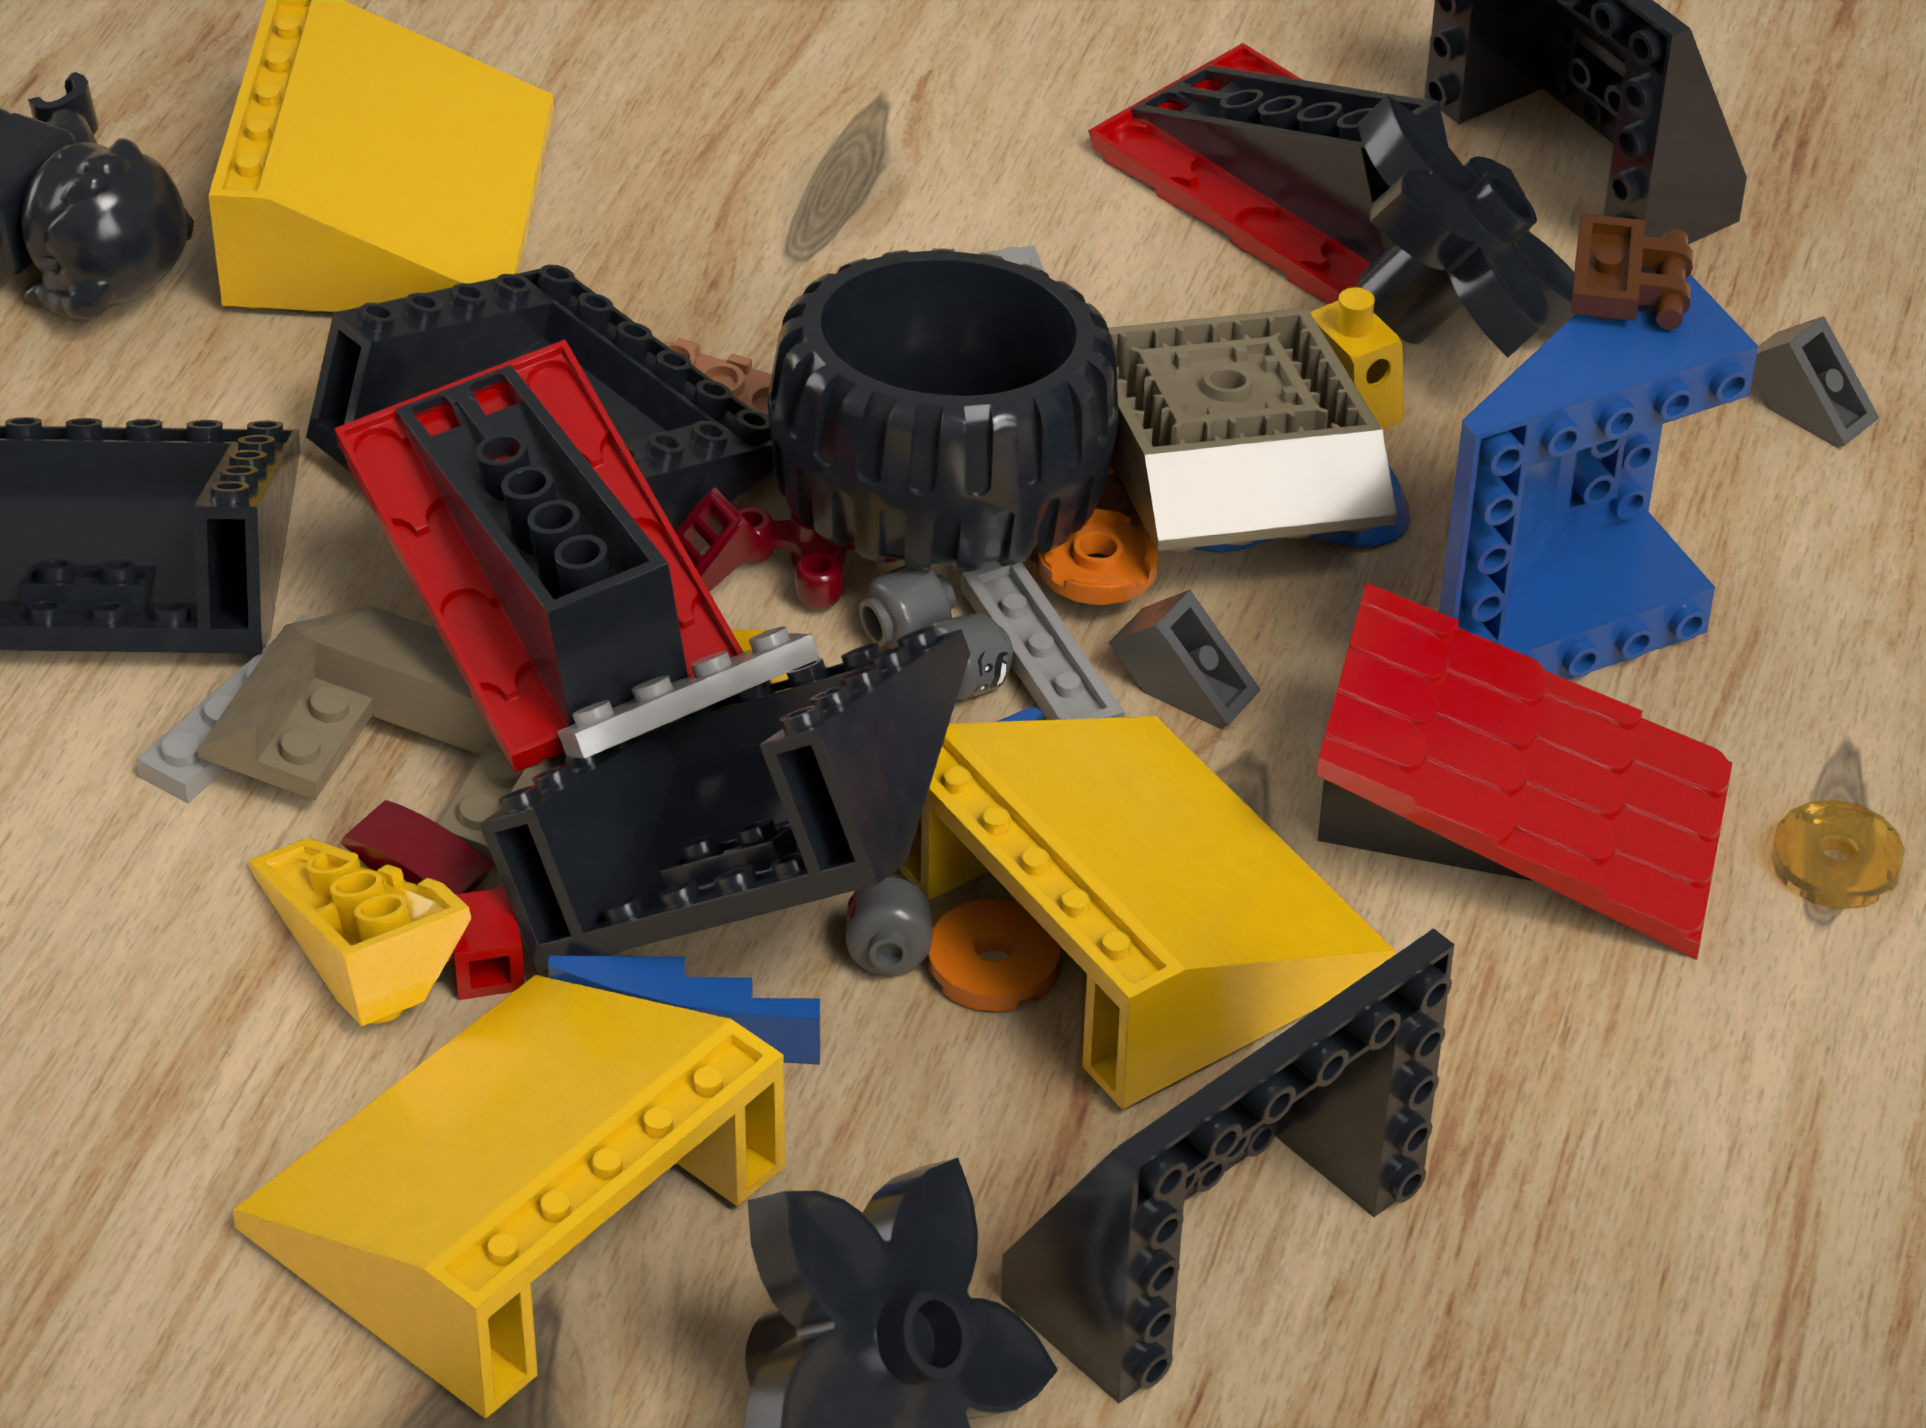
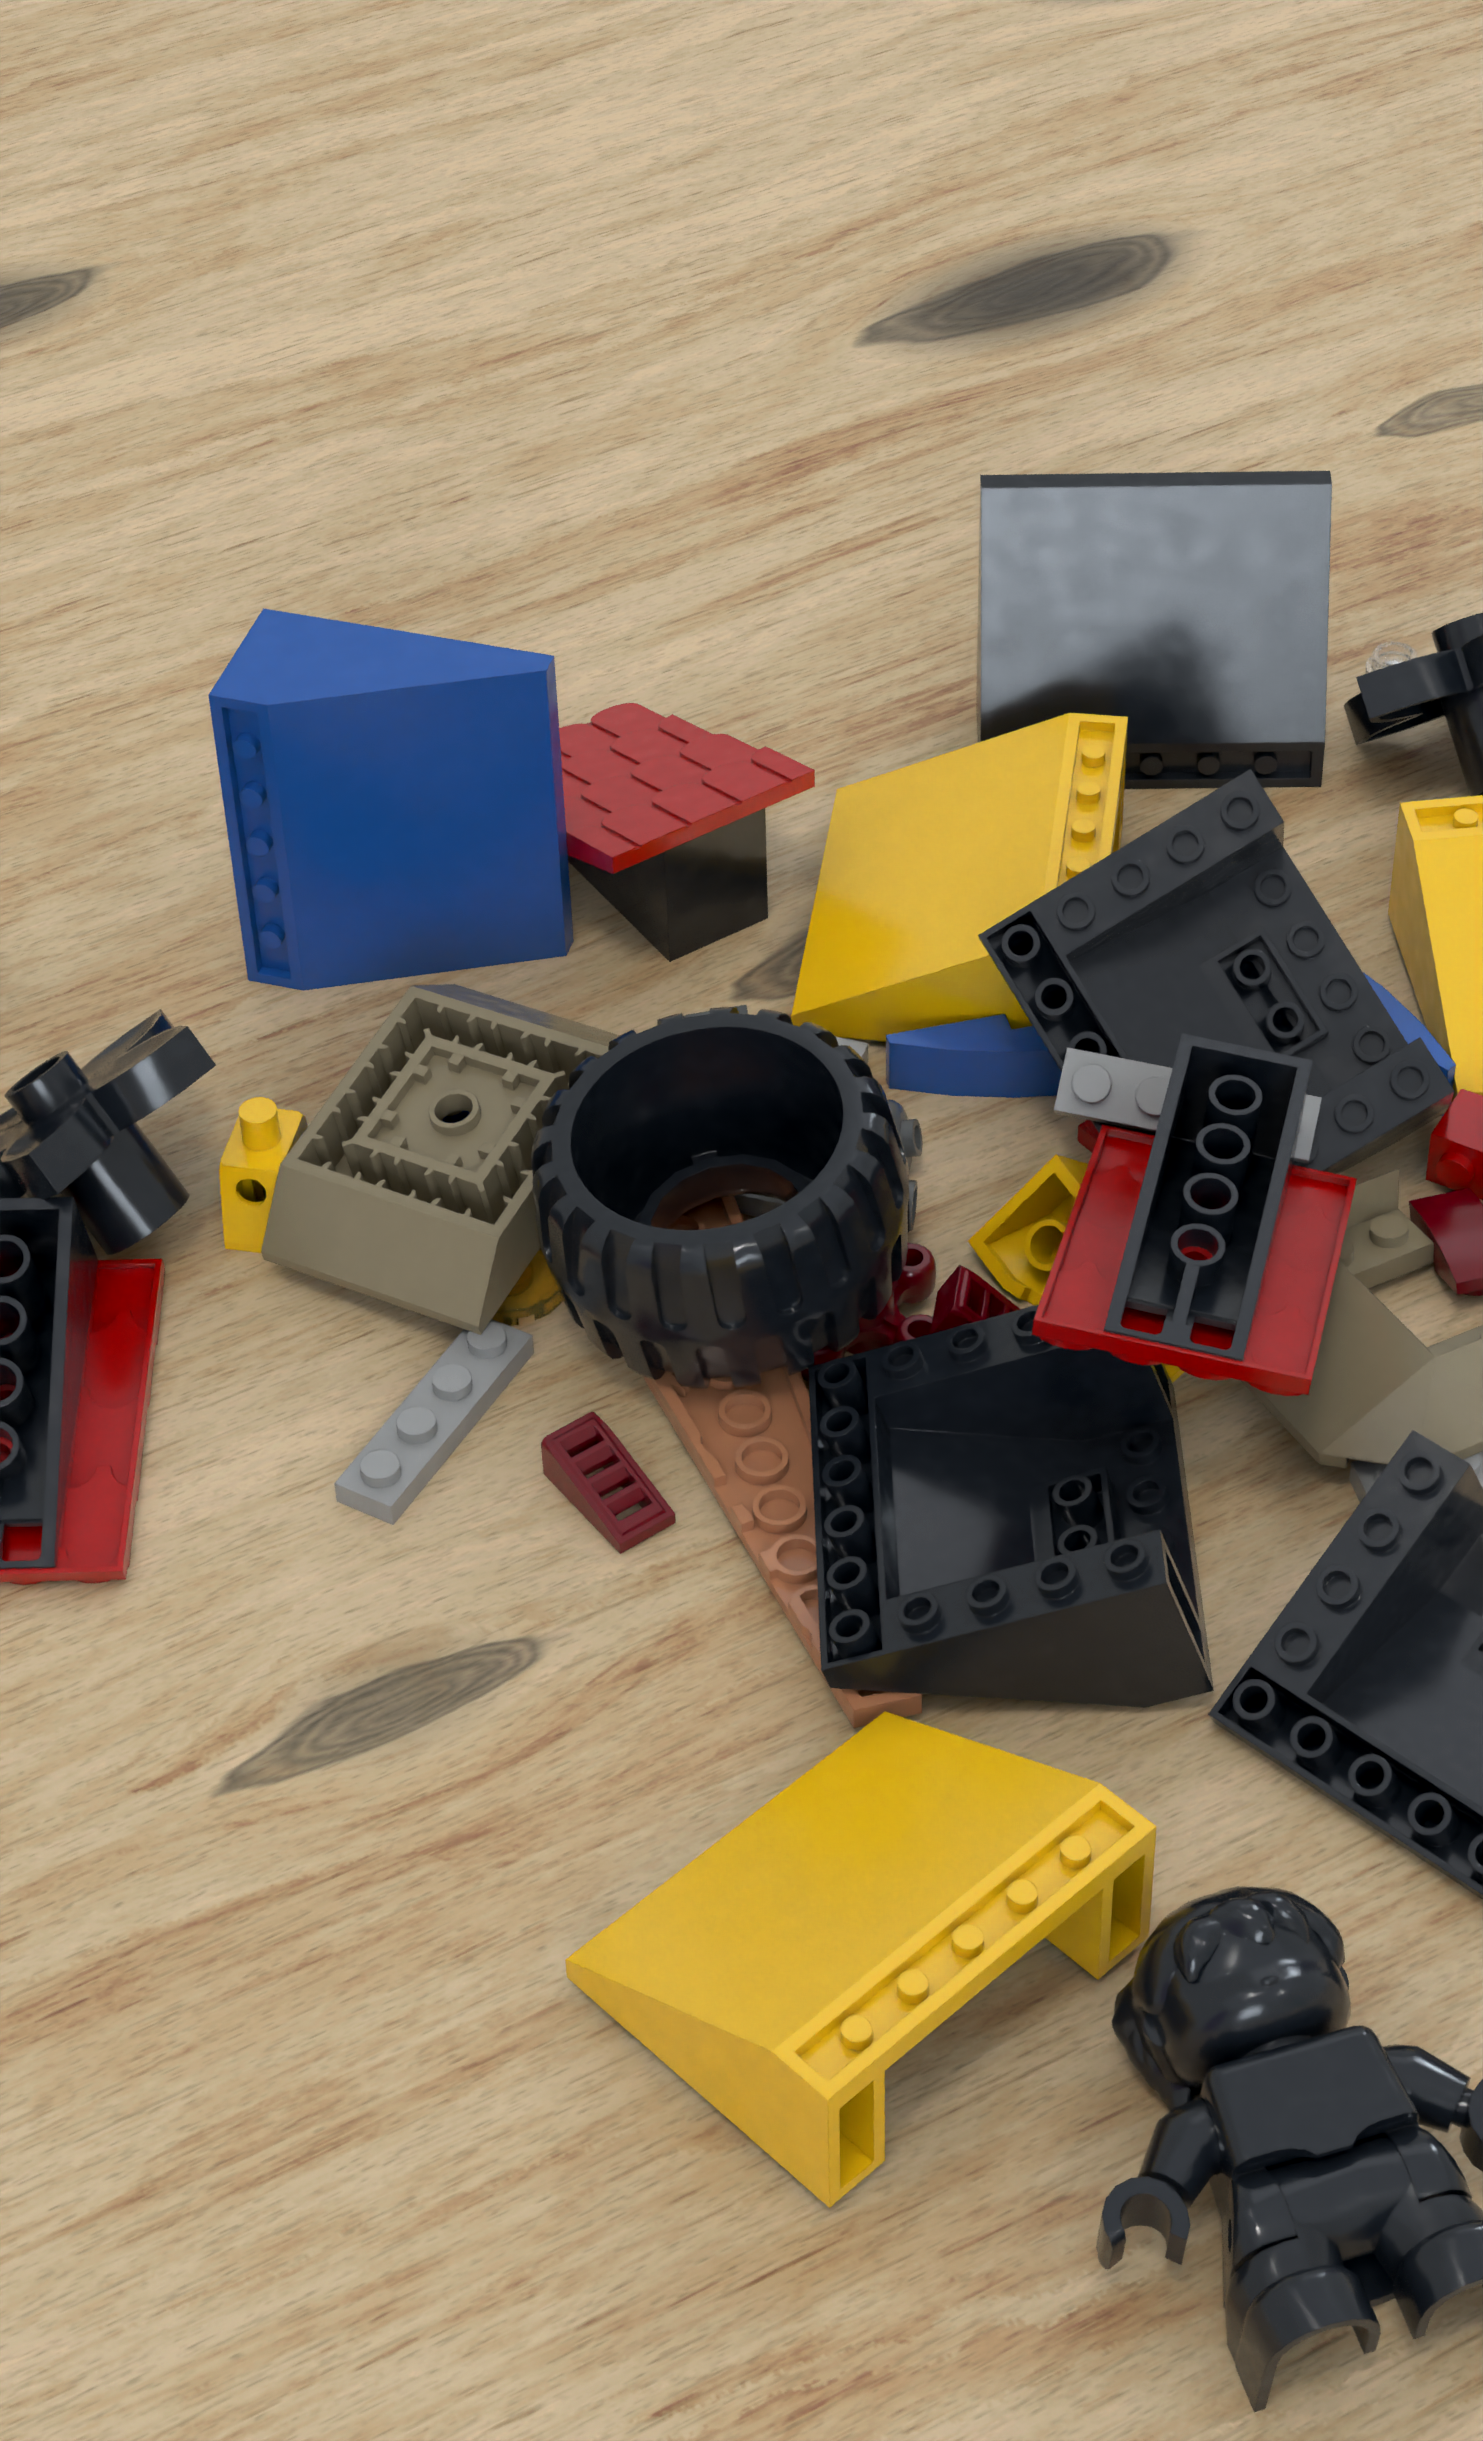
camera: 135 degrees left, 0 degrees up
(1610, 276) = (281, 674): reddish brown plate -> none

